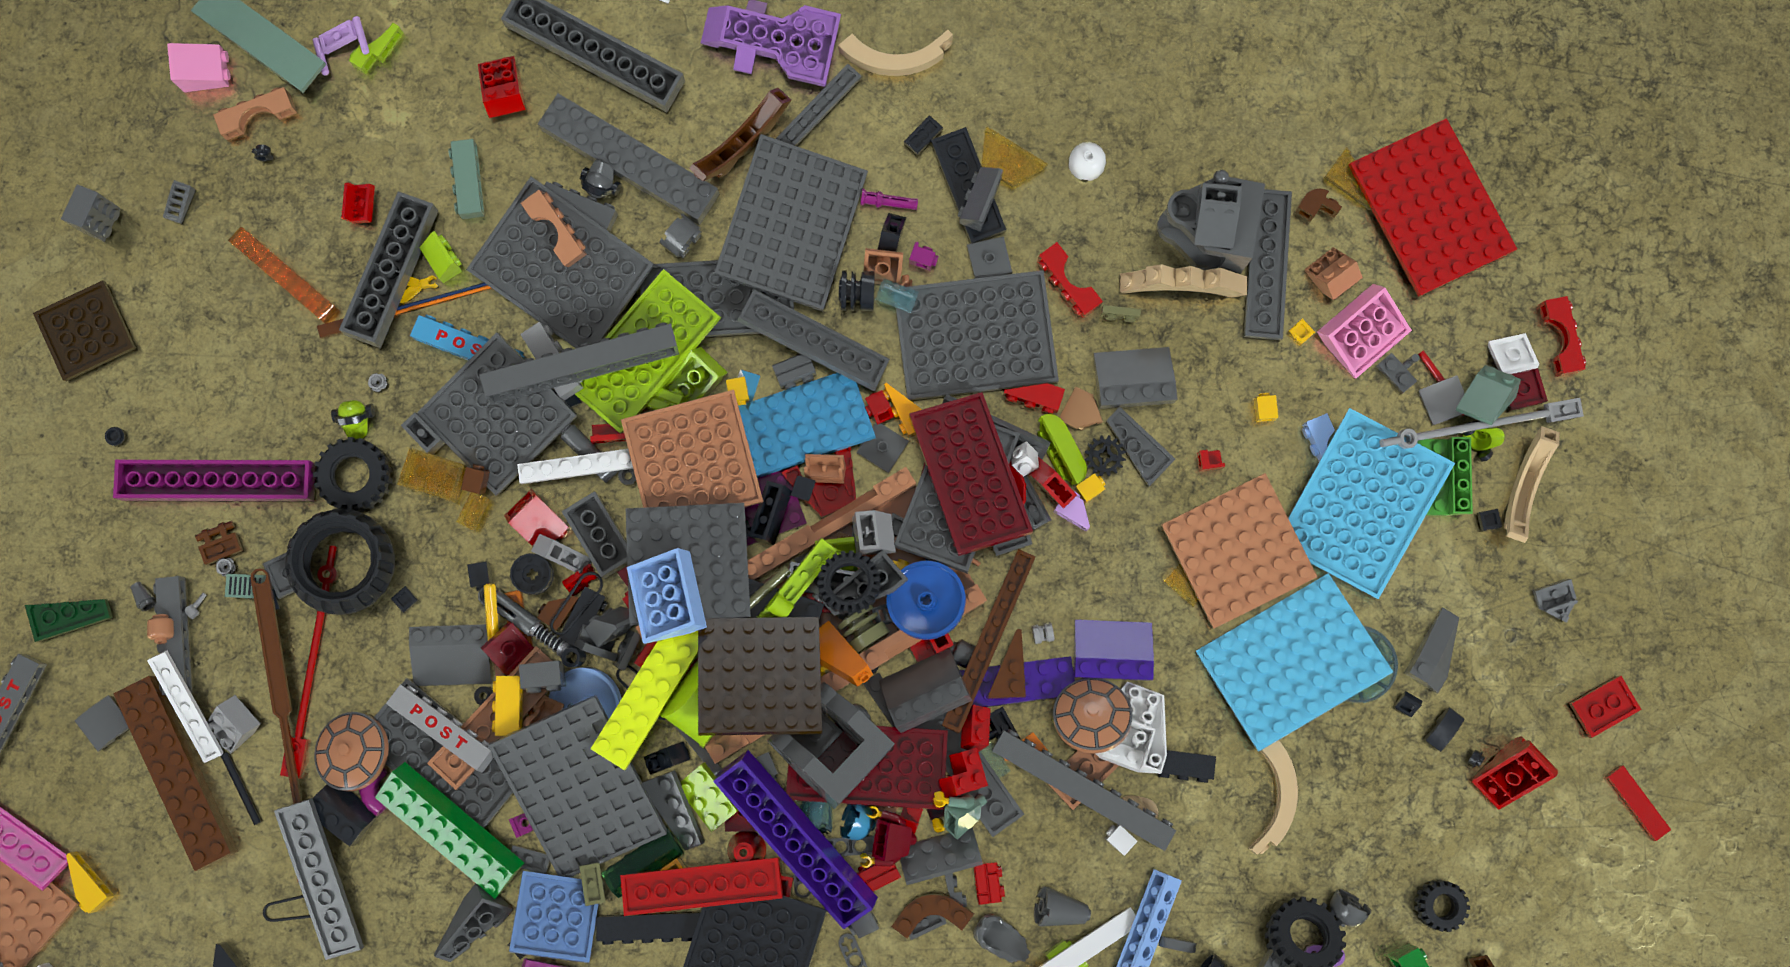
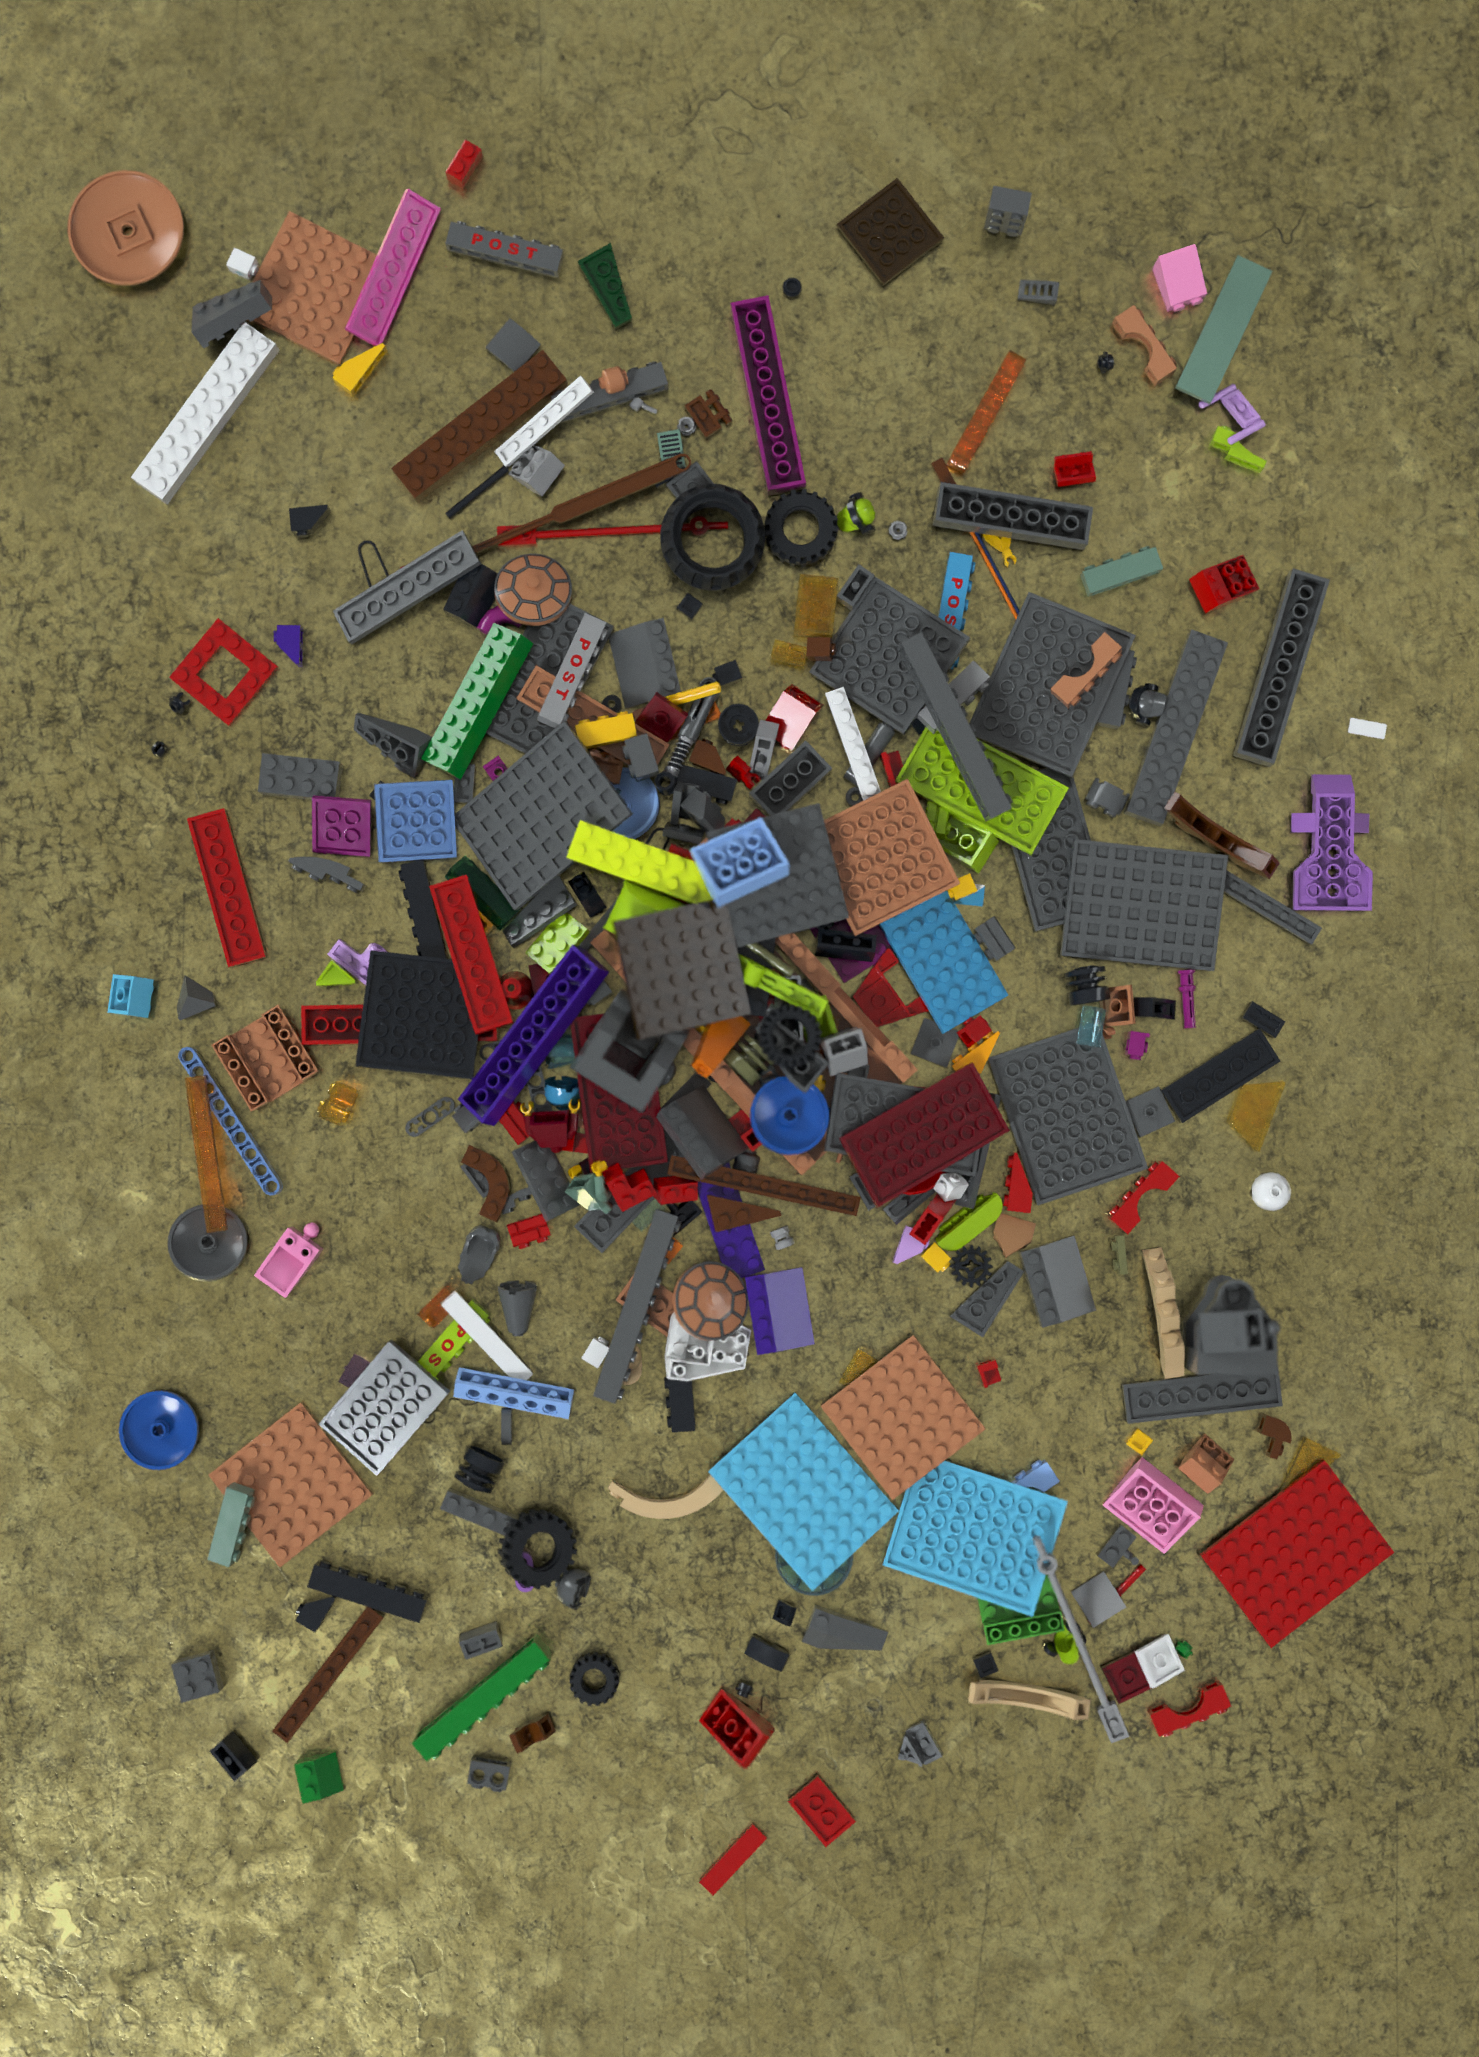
camera: 80 degrees right, 5 degrees up
(143, 598) = (640, 354): dark grey cone -> none
(442, 261) = (1031, 566): lime slope -> none
(568, 597) = (715, 783): black piece -> none
(592, 884) = (453, 849): olive plate -> none
(803, 488) = (876, 972): black slope -> none
(813, 340) = (1028, 952): dark grey plate -> none
(825, 468) = (900, 989): nougat hinge -> none
(894, 64) = (1331, 976): tan arch -> none
(980, 197) = (1208, 1089): dark grey slope -> none
(1265, 407) = (1053, 1418): yellow brick -> none
(1489, 395) = (1111, 1641): sand green slope -> none
(1505, 329) = (1184, 1649): none -> green plate

